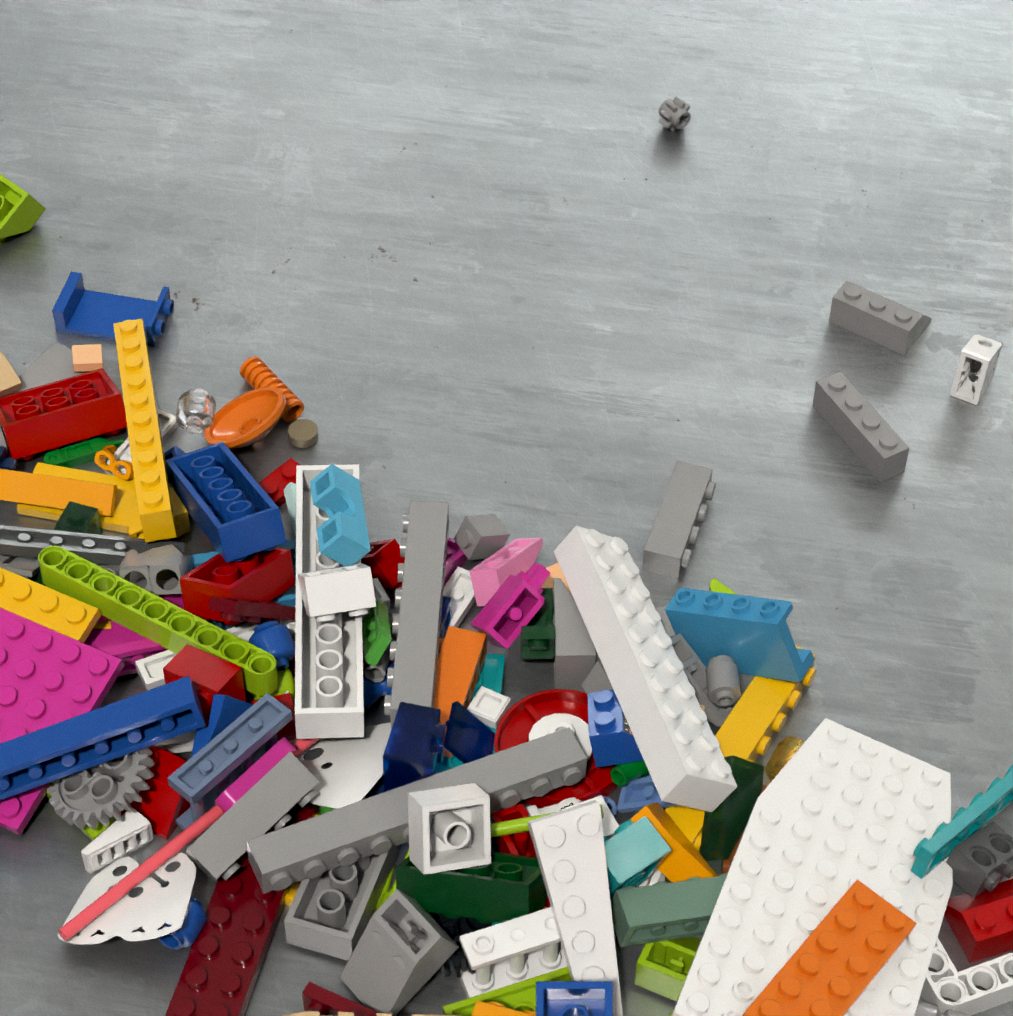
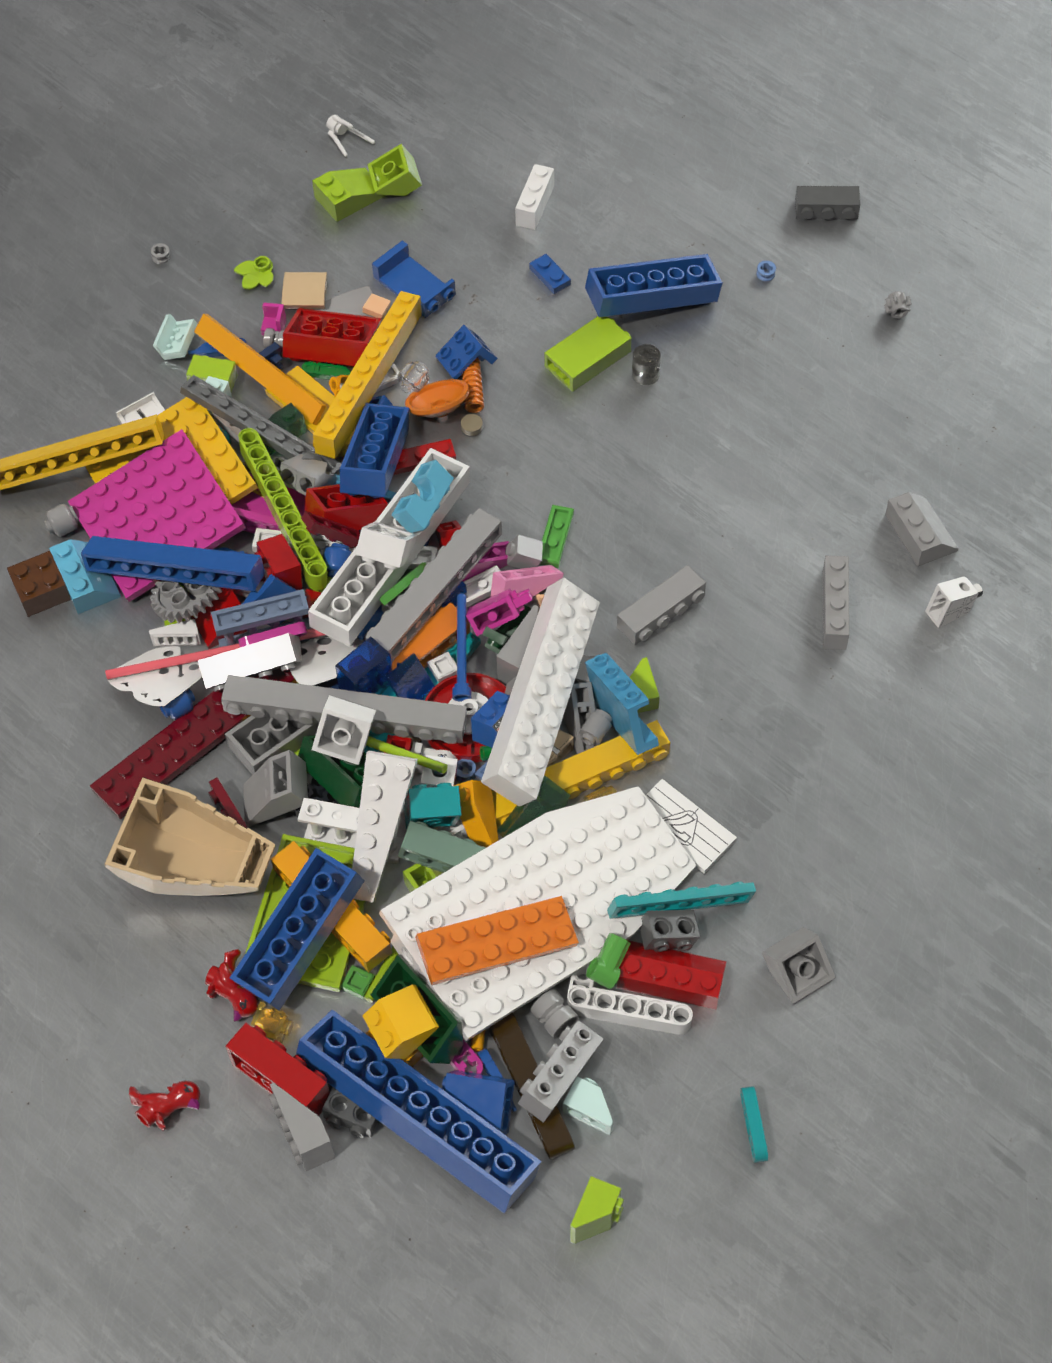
camera: 35 degrees right, 10 degrees up
(191, 168) = (534, 197): none -> white brick
(236, 358) = (462, 351): none -> blue bracket
(268, 240) = (550, 273): none -> blue plate
(379, 298) = (587, 352): none -> lime brick
(405, 197) = (653, 285): none -> blue brick
(458, 281) = (646, 364): none -> clear smoke wheel
(494, 499) = (556, 535): none -> bright green tile
(506, 140) = (766, 265): none -> medium blue bush
(519, 49) = (827, 202): none -> dark grey brick
(538, 717) = (461, 690): none -> blue piece
(923, 737) = (695, 830): none -> white tile
(959, 939) = (606, 966): none -> bright green piece

